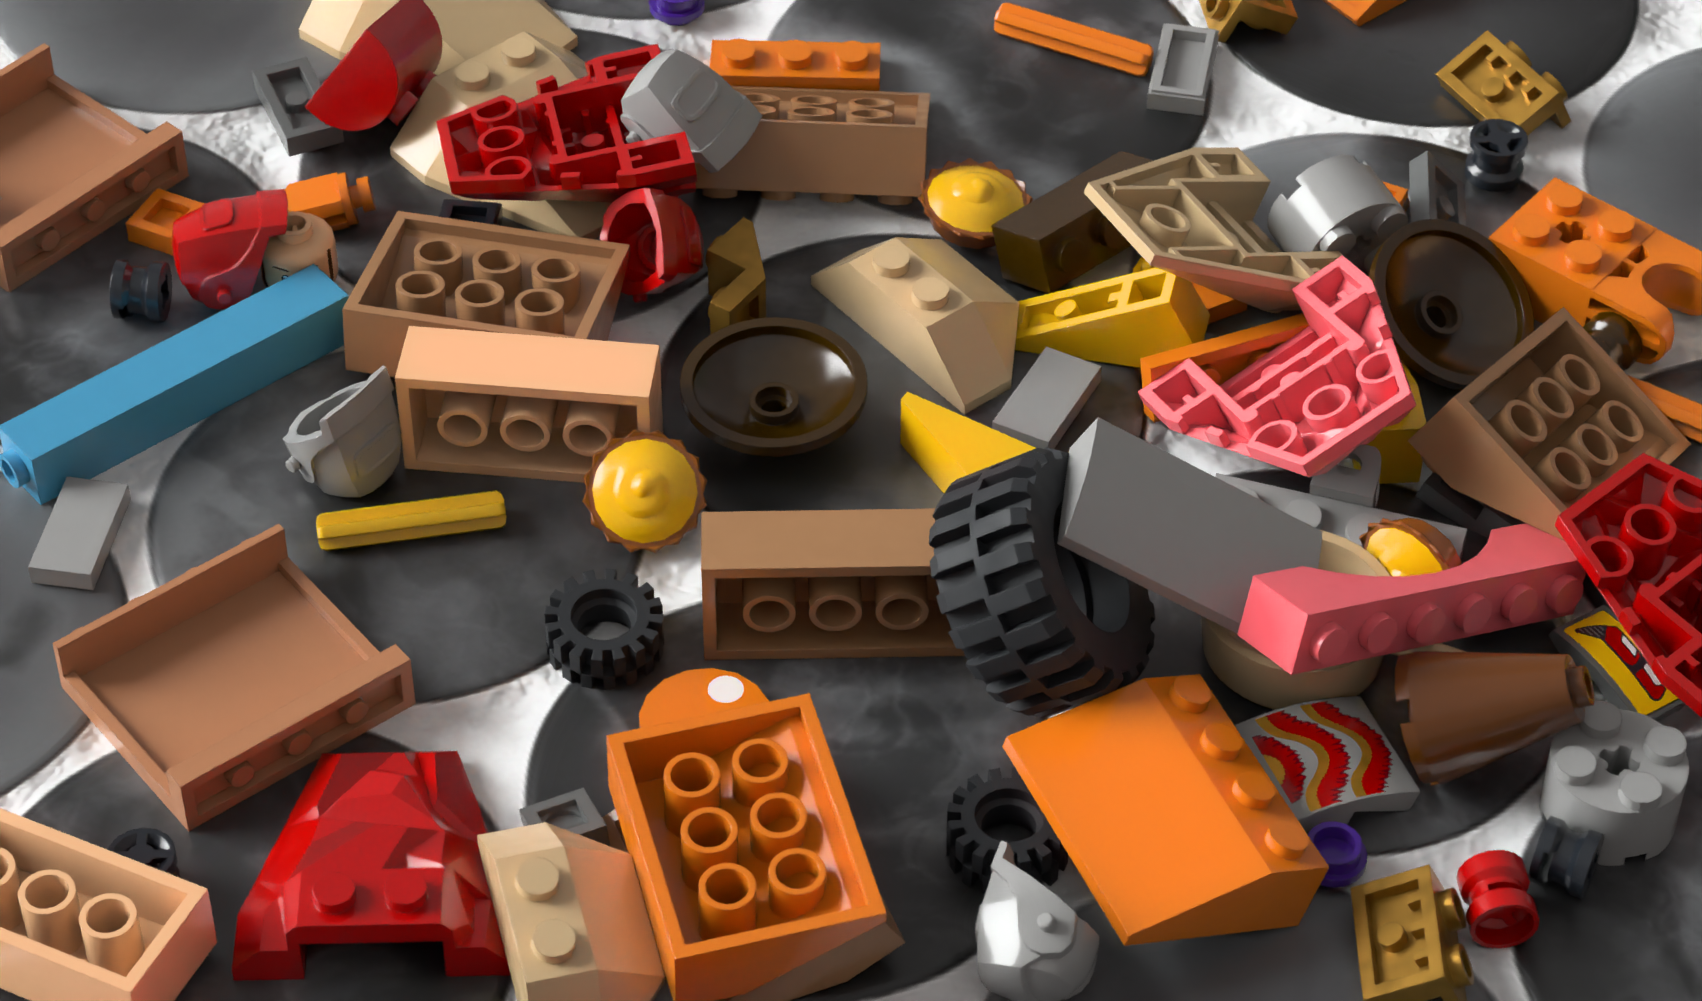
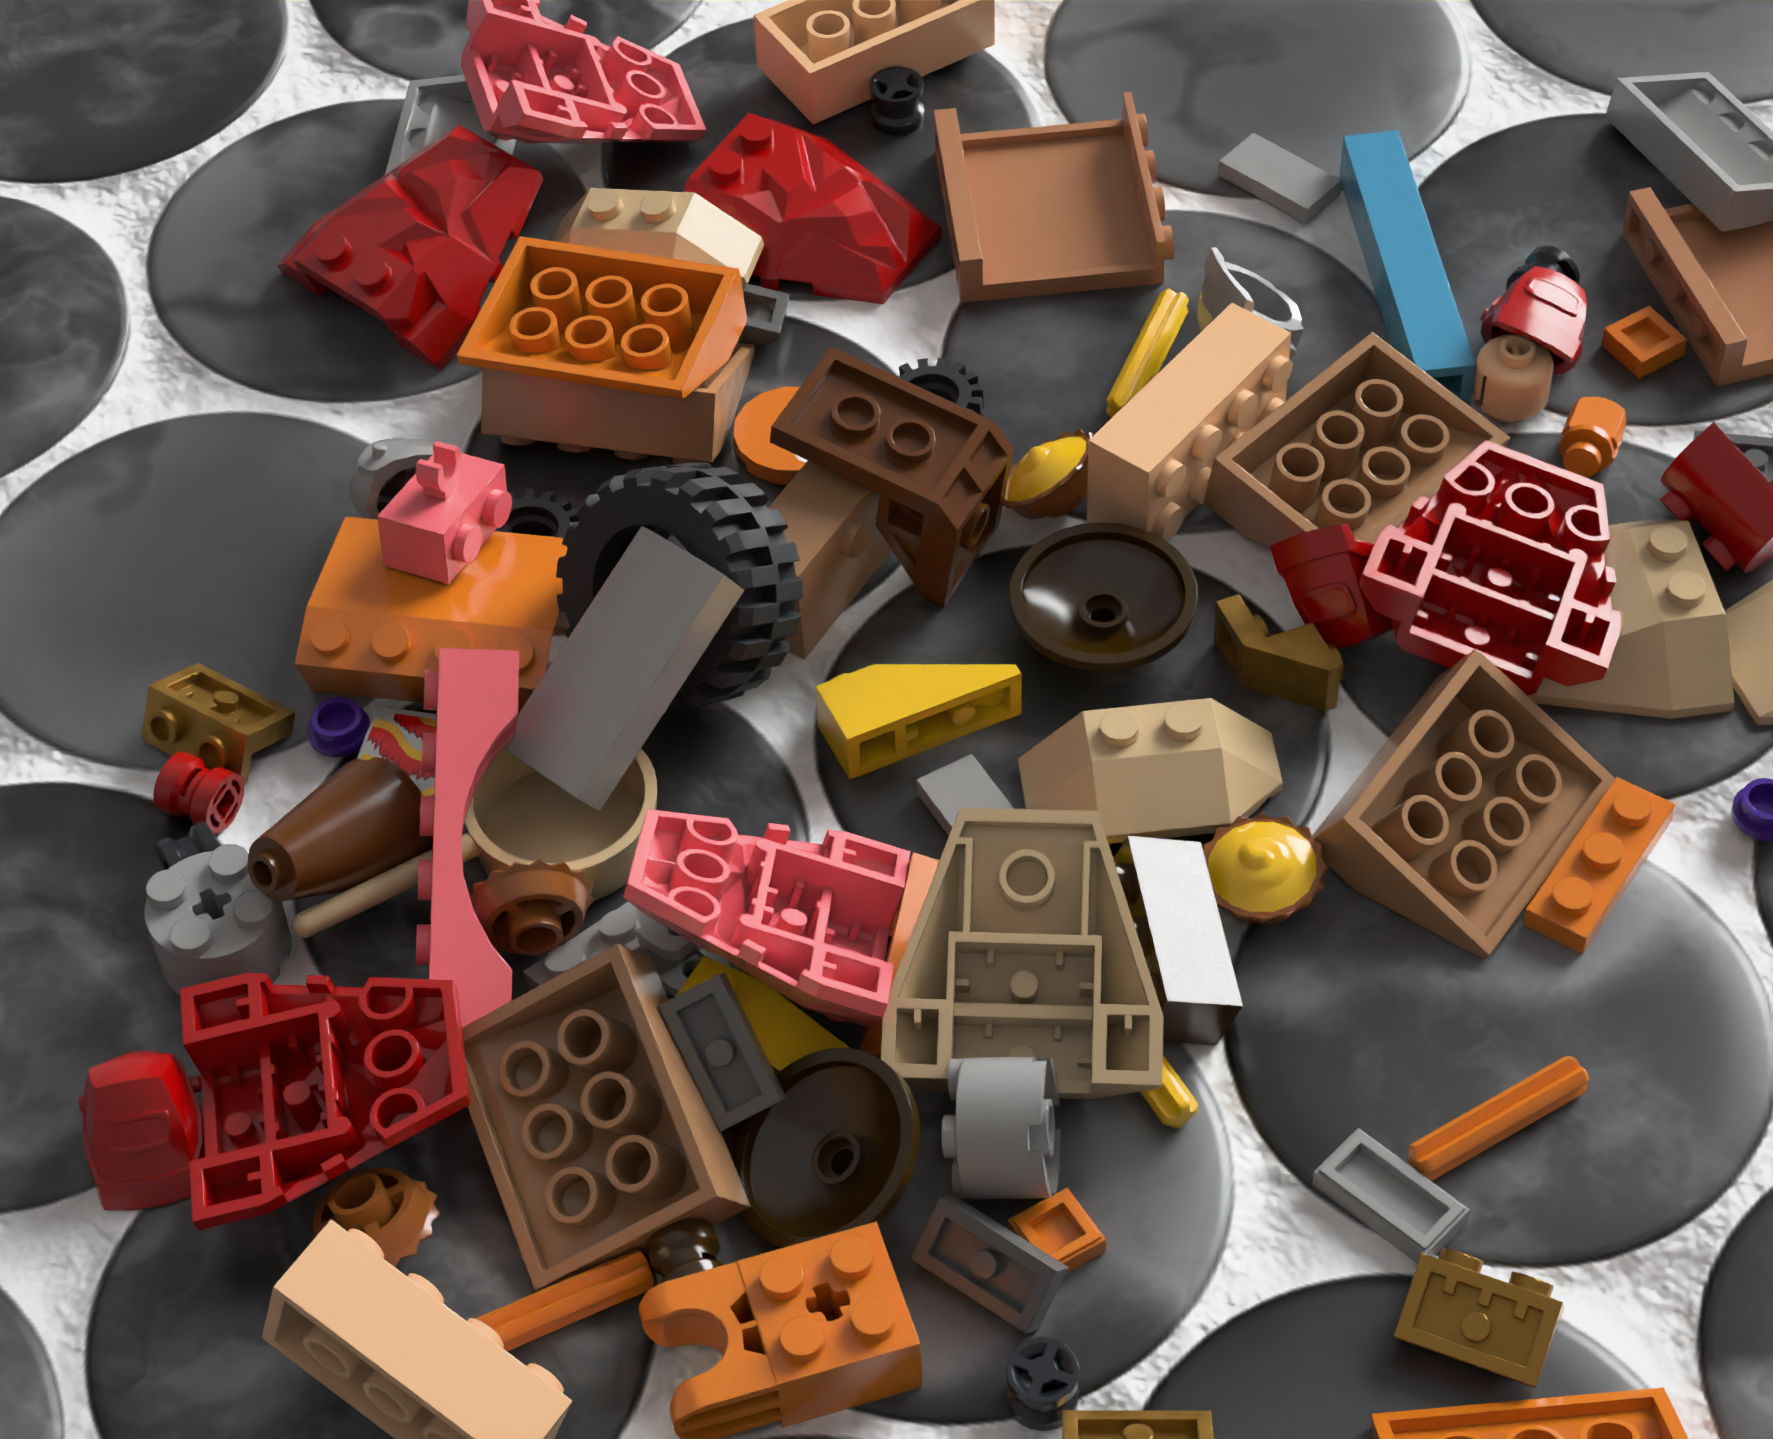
camera: 125 degrees right, 5 degrees up
(686, 95) = (1473, 633): light grey helmet -> none
(768, 504) = (927, 458): none -> reddish brown bracket
(1091, 812) = (444, 514): none -> coral brick
(1440, 369) = (722, 1052): none -> dark grey plate

